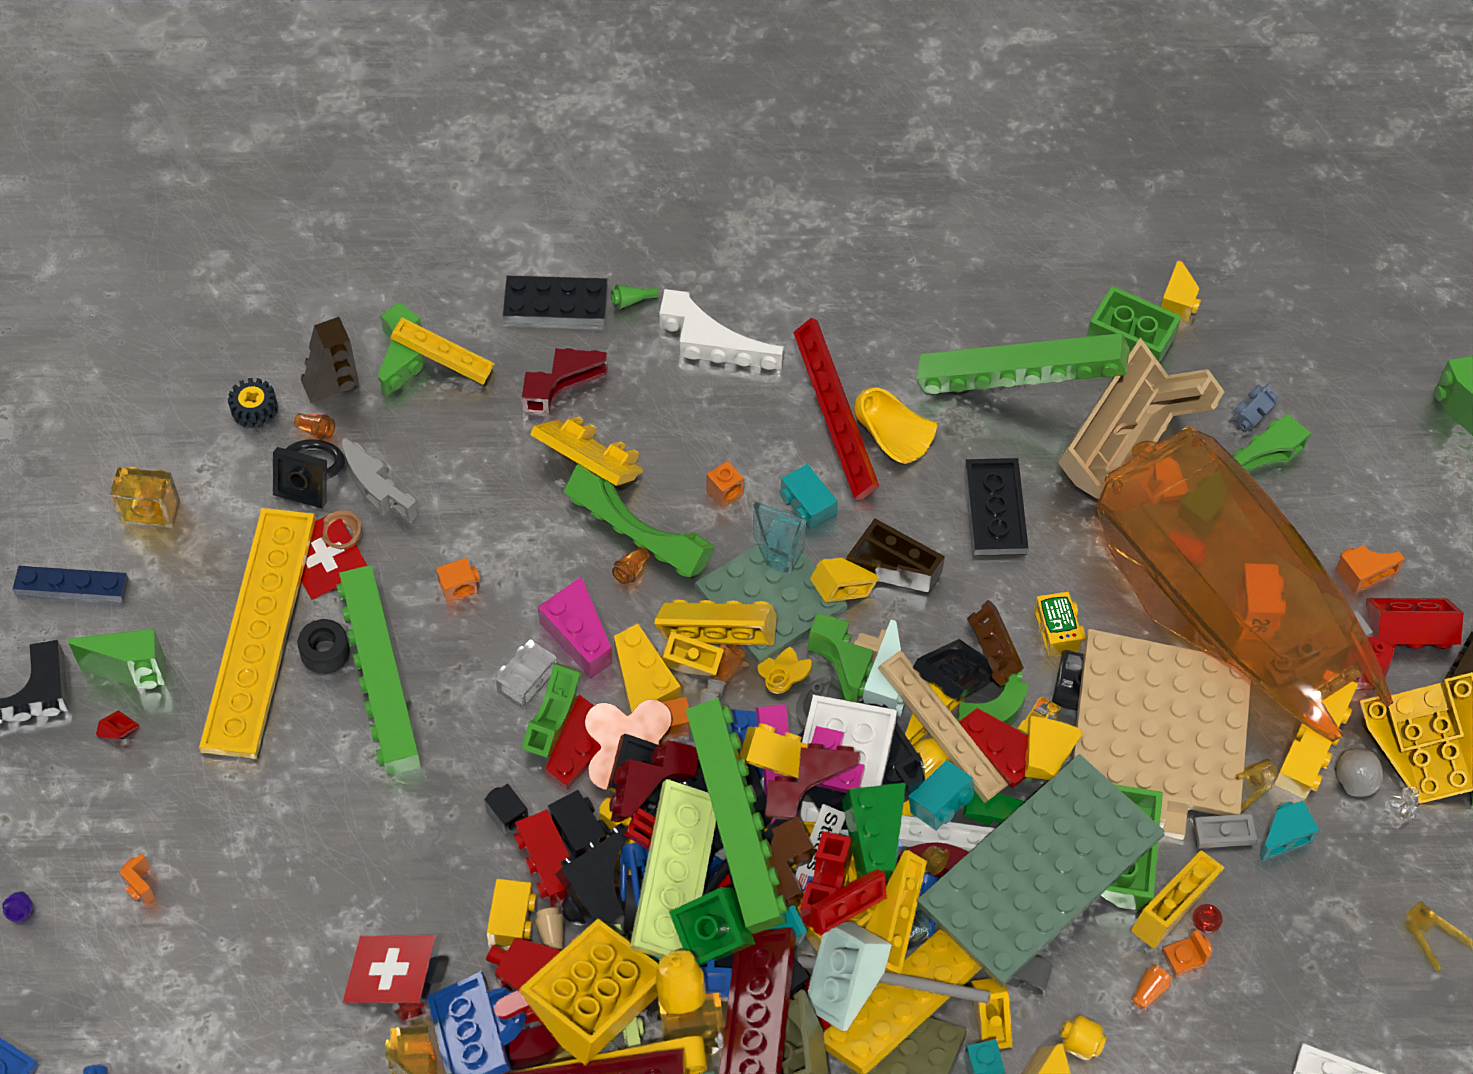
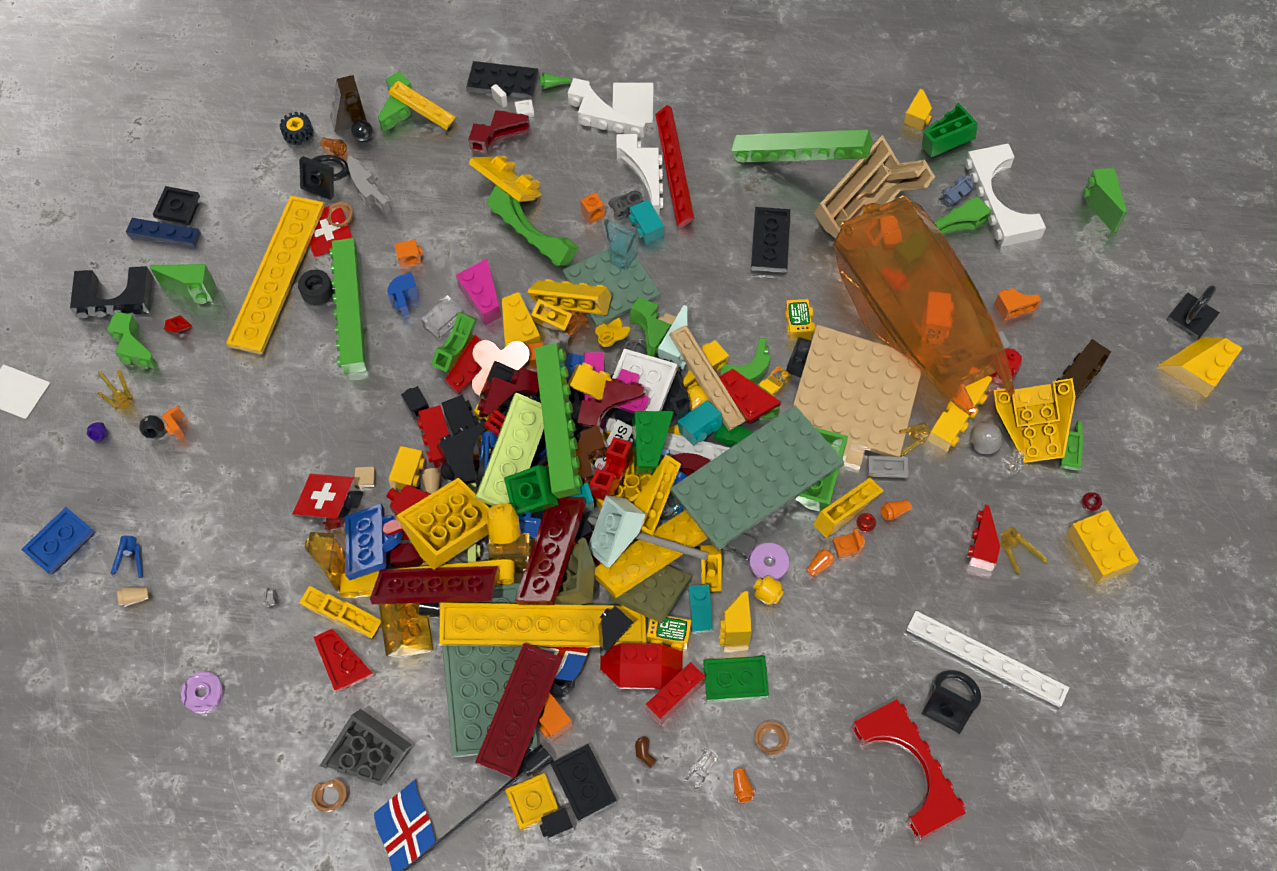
camera: 10 degrees right, 5 degrees up
(47, 852) = (120, 400): none -> clear yellow plant
(50, 772) = (129, 351): none -> bright green arch
(85, 539) = (176, 205): none -> black plate
(104, 890) = (151, 426): none -> black piece
(145, 497) = (216, 181): clear yellow brick -> none
(355, 397) = (361, 130): none -> black piece
(447, 932) = (364, 477): none -> tan tile
(455, 638) = (402, 289): none -> blue brick
(555, 325) = (499, 95): none -> white tile
(596, 340) = (525, 107): none -> white tile
(629, 566) = (520, 256): clear orange cone -> none
(757, 313) = (634, 100): none -> white sticker
(769, 473) = (624, 202): none -> dark grey piece
(792, 409) = (644, 163): none -> white arch
(842, 580) = (658, 277): yellow slope -> none
(848, 902) = (622, 484): red tile -> none
(893, 425) = (710, 180): yellow hair -> none
(897, 558) = (695, 266): dark brown wedge -> none
(935, 859) = (687, 464): clear yellow plate -> none
(955, 669) = (724, 341): black plate -> none
(996, 643) = (753, 327): reddish brown plate -> none
(1048, 746) = (776, 398): yellow slope -> none
(1075, 978) = (771, 551): none -> lavender tile
(1135, 319) = (880, 122): bright green brick -> none
(1230, 321) = (951, 131): none -> green wedge
(1244, 895) = (894, 509): none -> orange cone
(1289, 829) = (931, 470): teal slope -> none
(1336, 451) = (1008, 225): none -> white arch
(1386, 931) = (986, 542): none -> red slope
(1416, 621) = (1042, 342): red slope -> none

